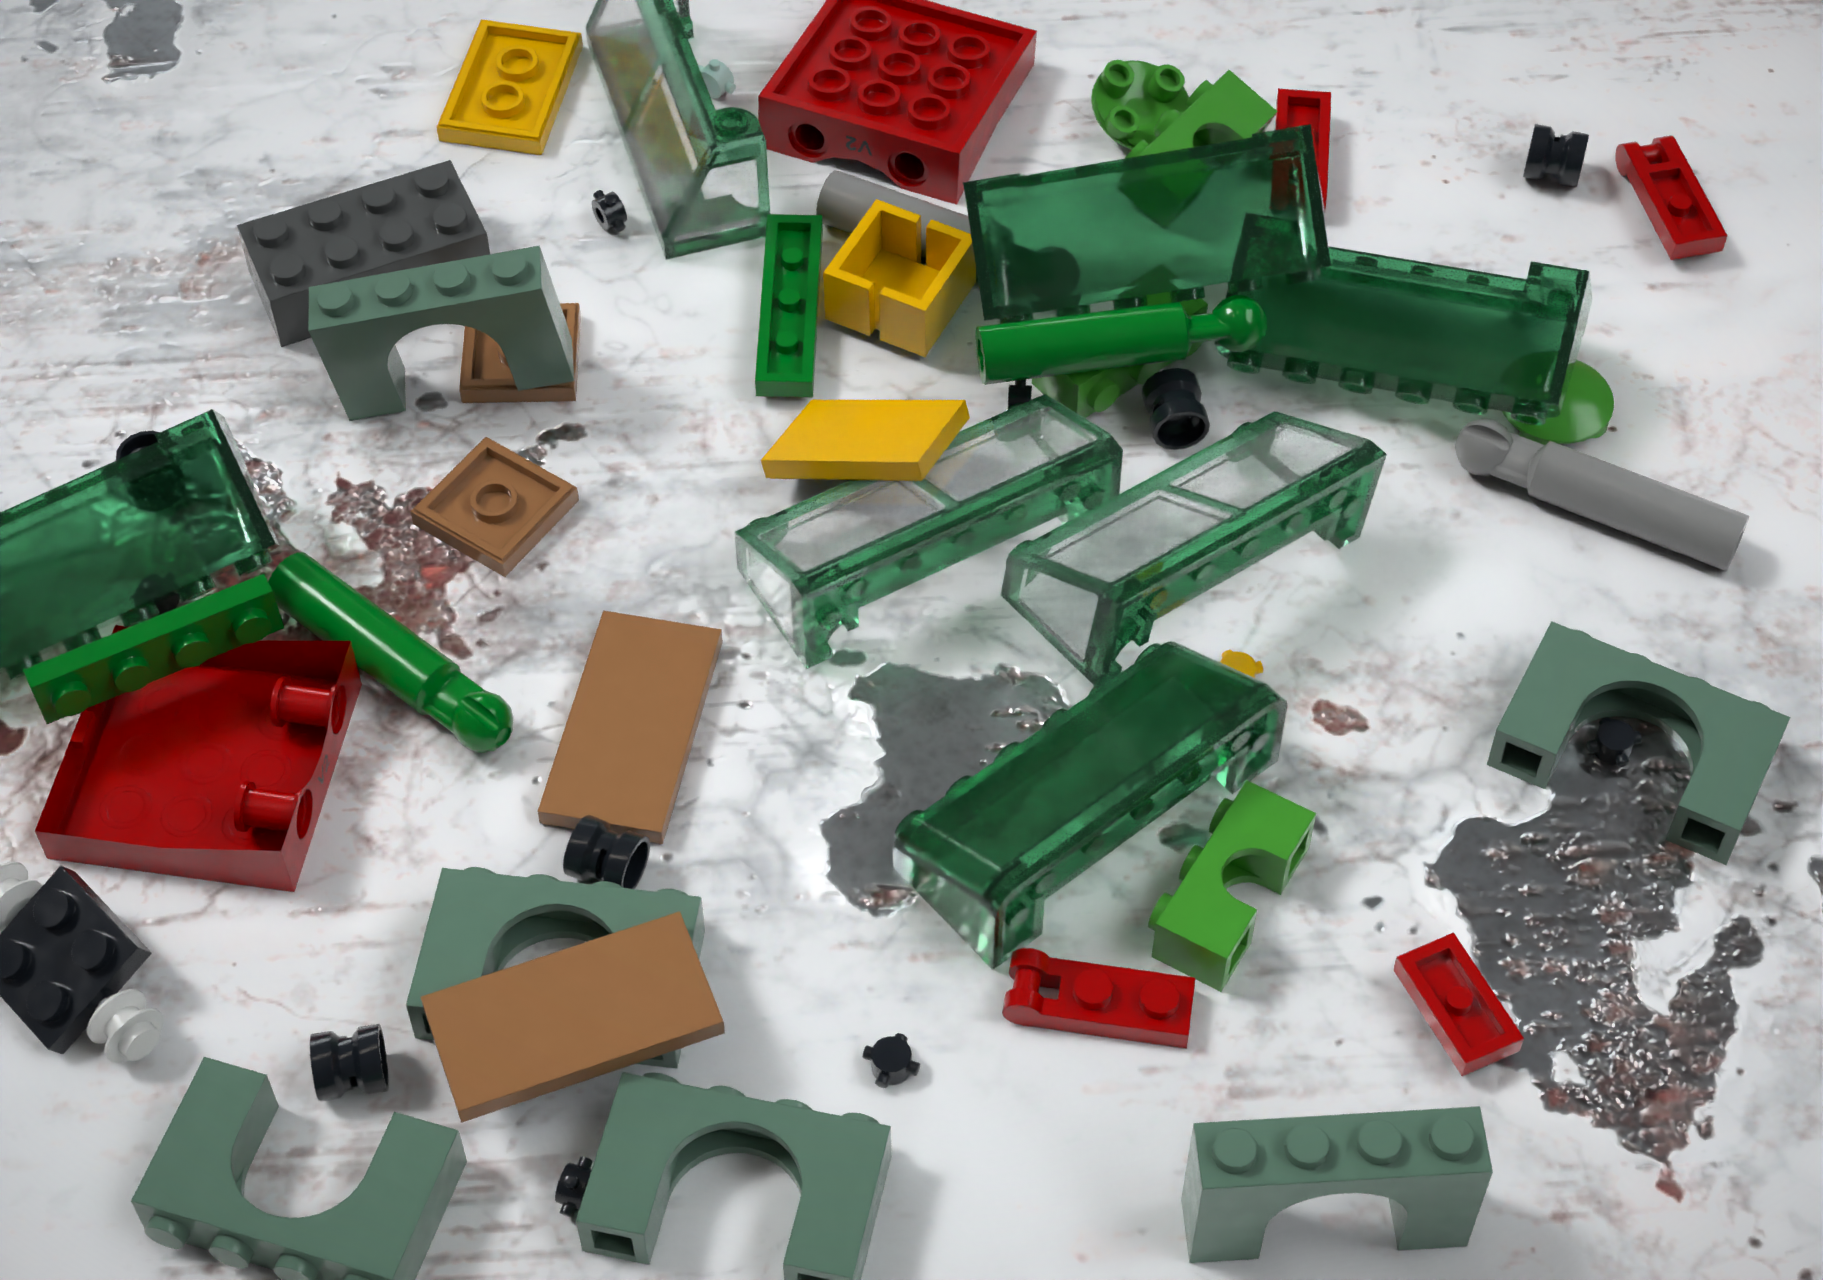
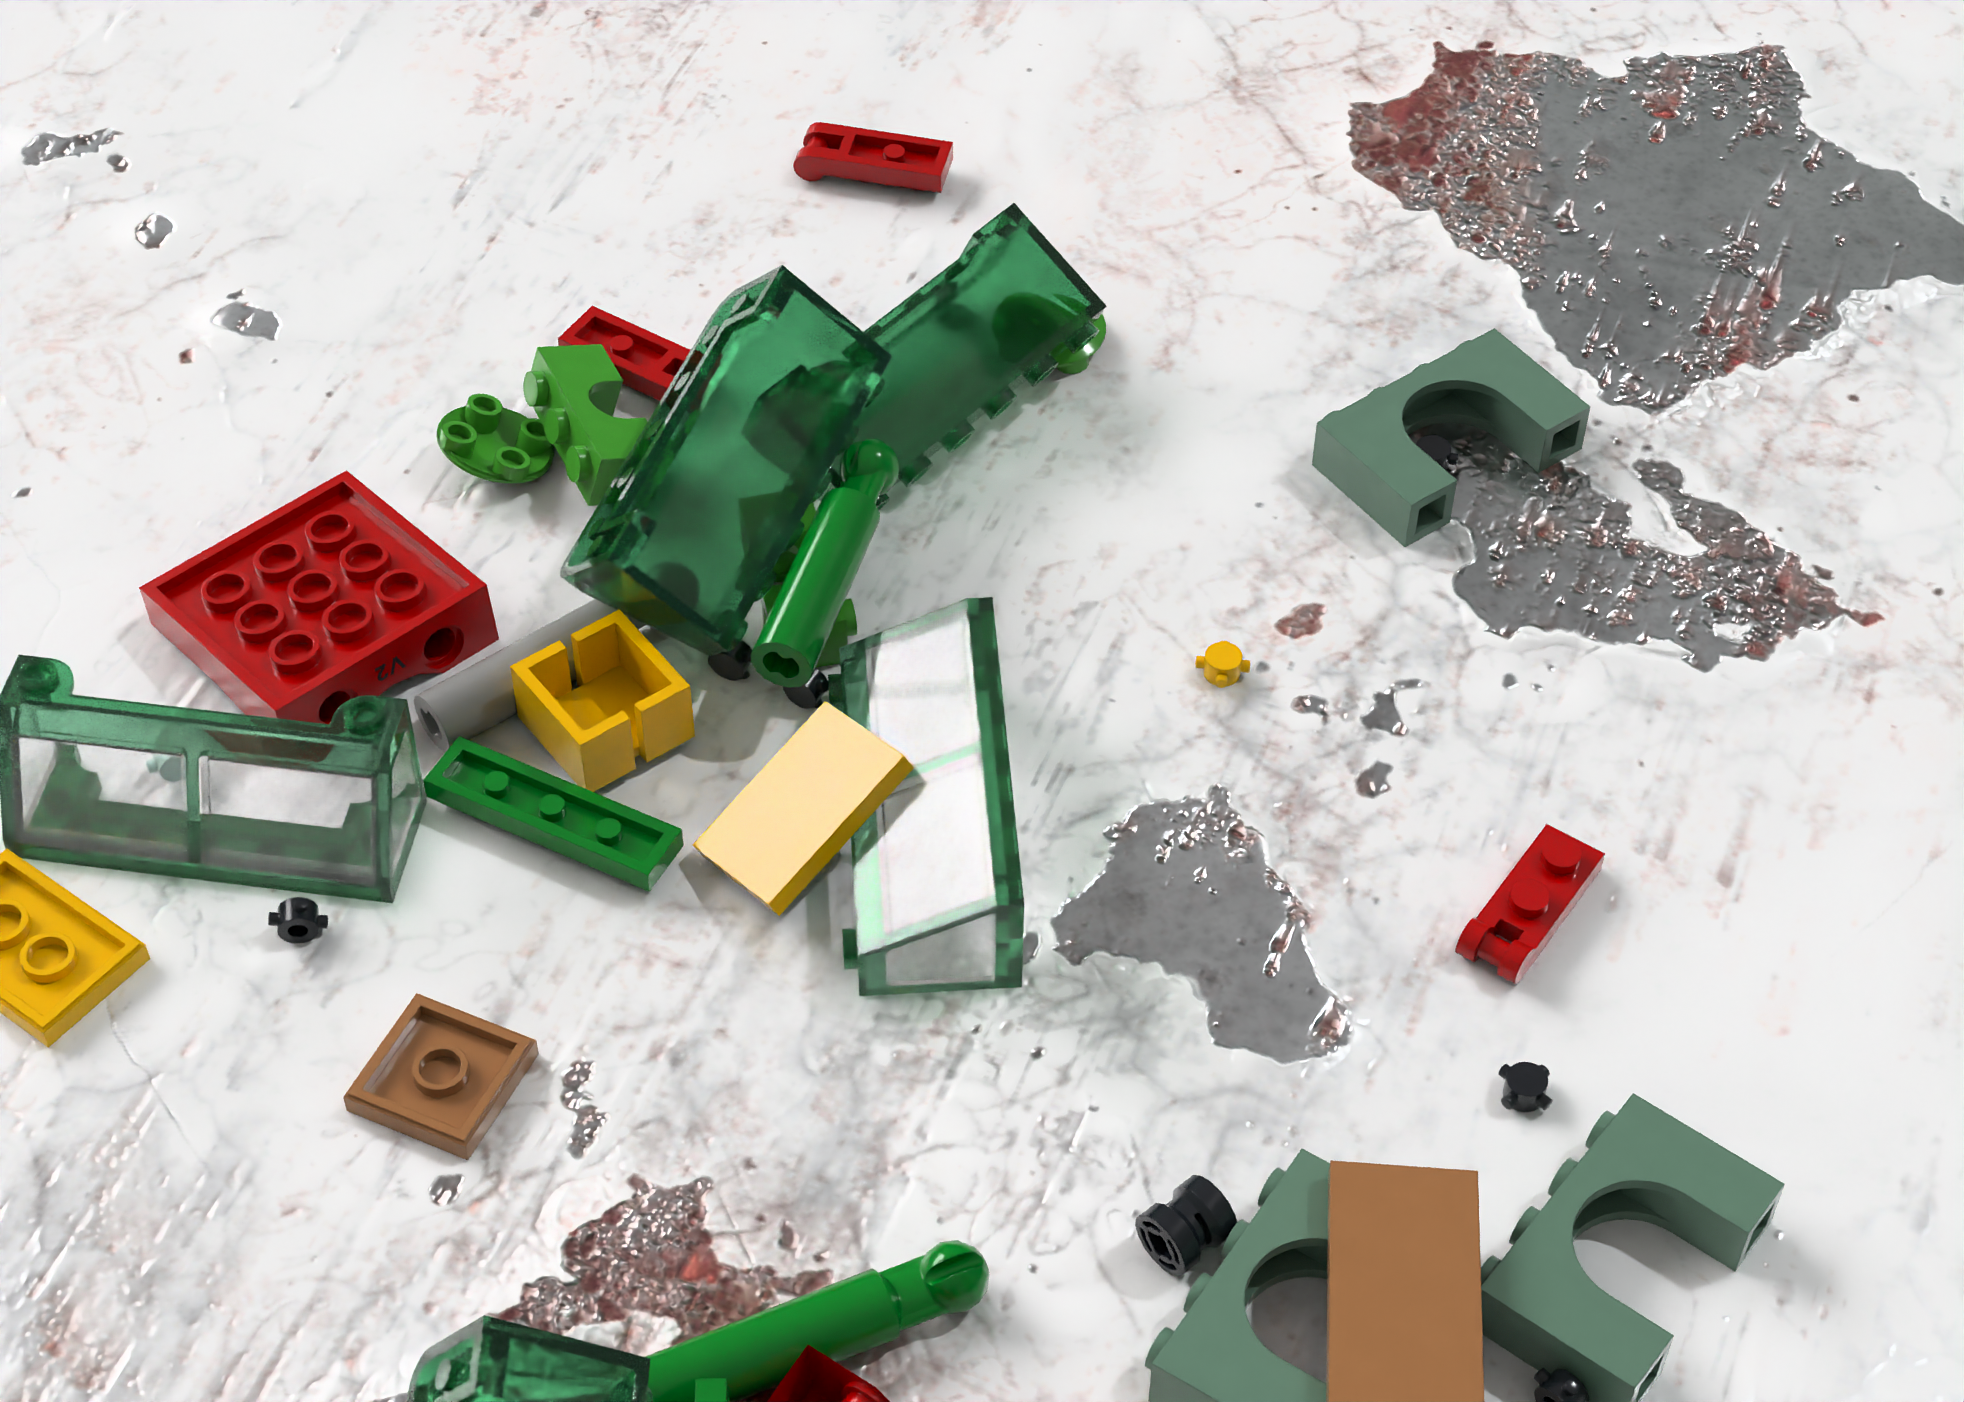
camera: 65 degrees left, 5 degrees down
(358, 234) = (201, 1164): dark grey brick -> none
(495, 506) = (647, 1175): medium nougat tile -> none
(496, 293) = (458, 1022): sand green arch -> none
(631, 725) = (1020, 1153): medium nougat tile -> none
(1082, 790) = (1325, 814): clear green windscreen -> none
(1175, 408) = (899, 573): black wheel -> none
(1185, 532) = (1096, 610): windscreen -> none
(1249, 1170) = (1831, 801): sand green arch -> none
(1252, 841) = (1490, 792): bright green arch -> none
(1458, 1004) = (1654, 662): red plate -> none
(1556, 155) = (784, 198): black wheel -> none
(1604, 492) = (1178, 340): light grey piece -> none

